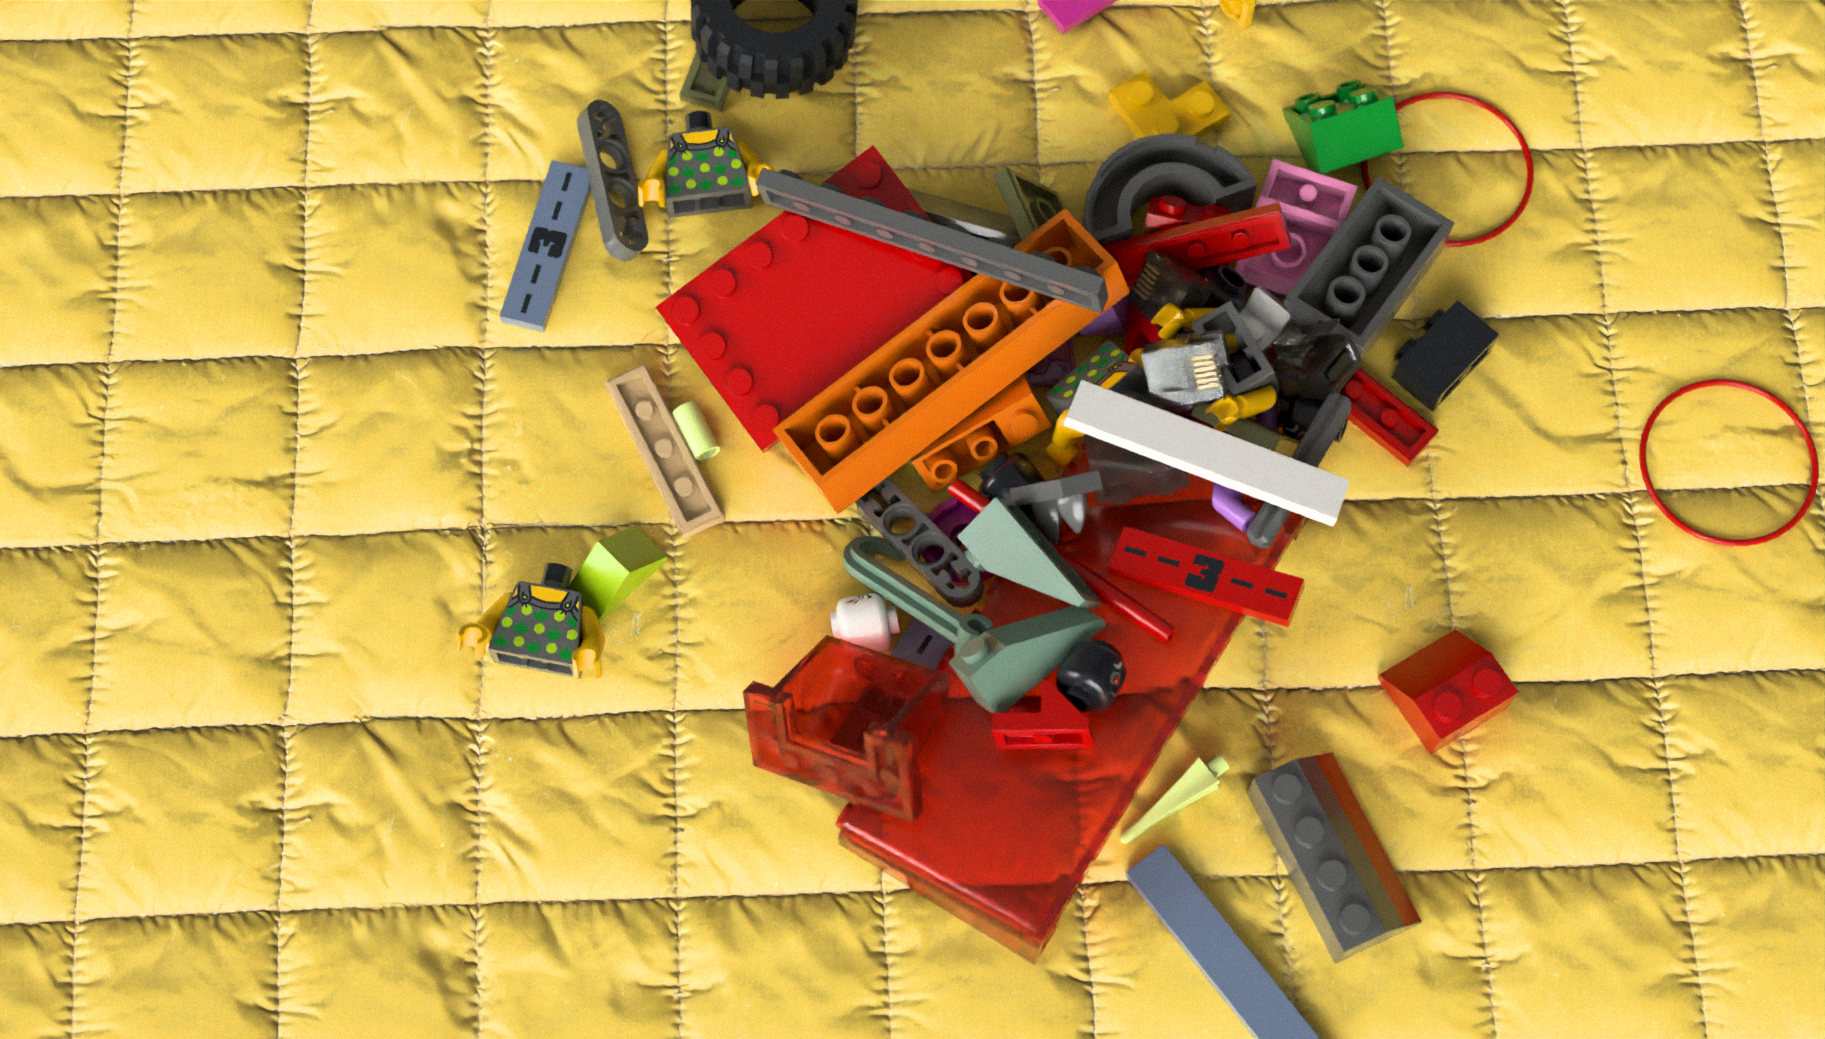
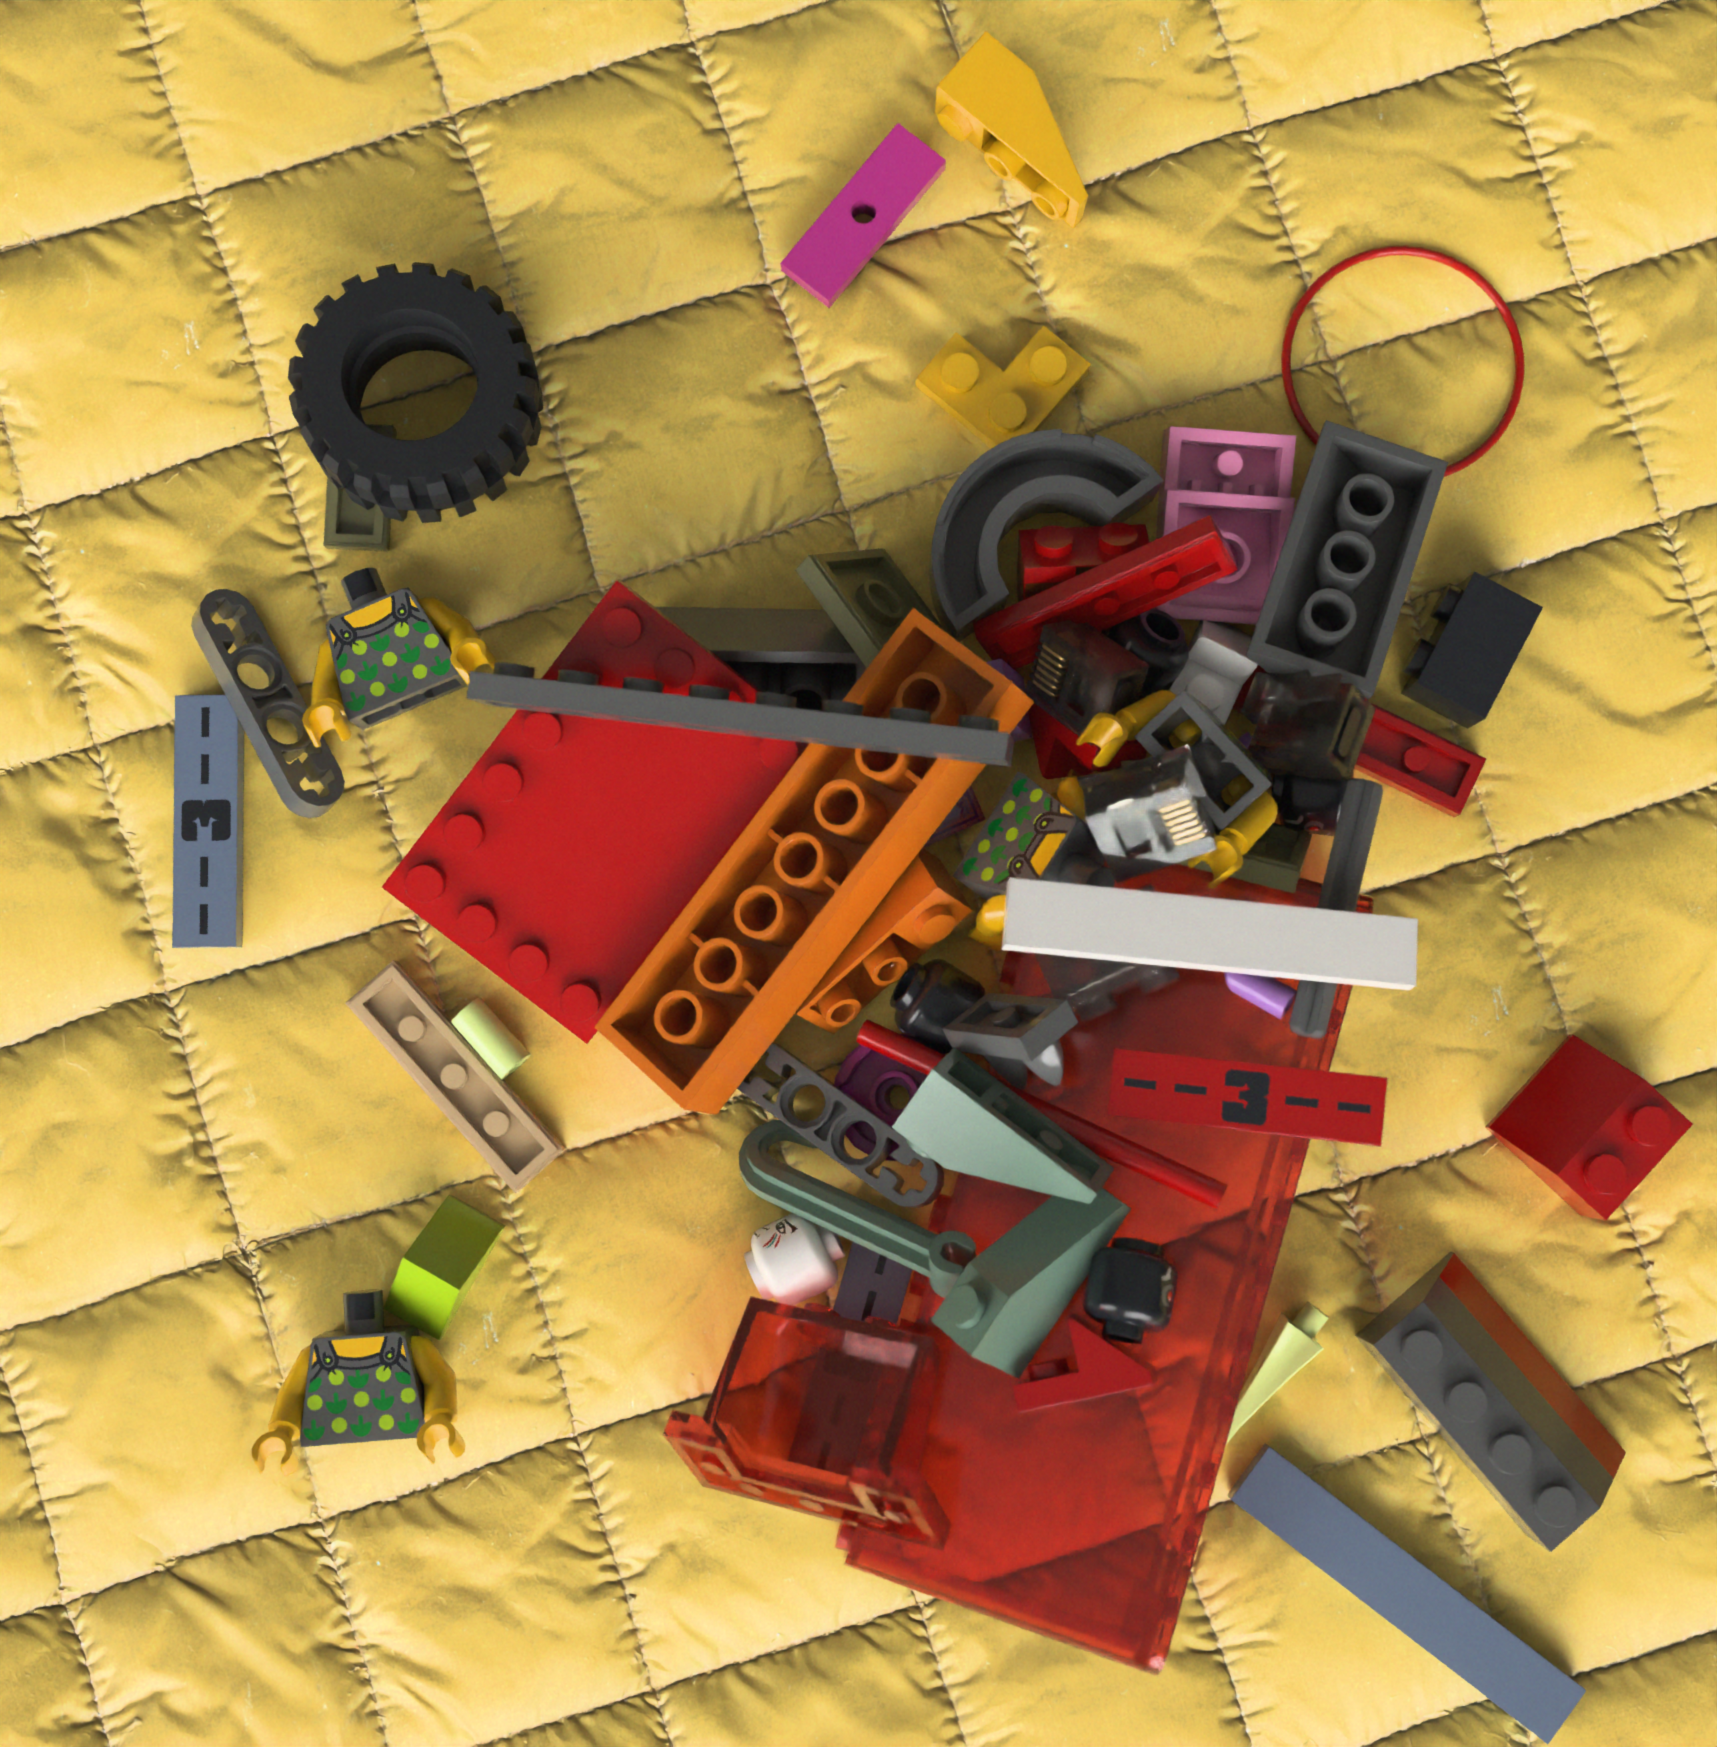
camera: 15 degrees left, 15 degrees up
(1344, 126) = (1254, 346): green slope -> none

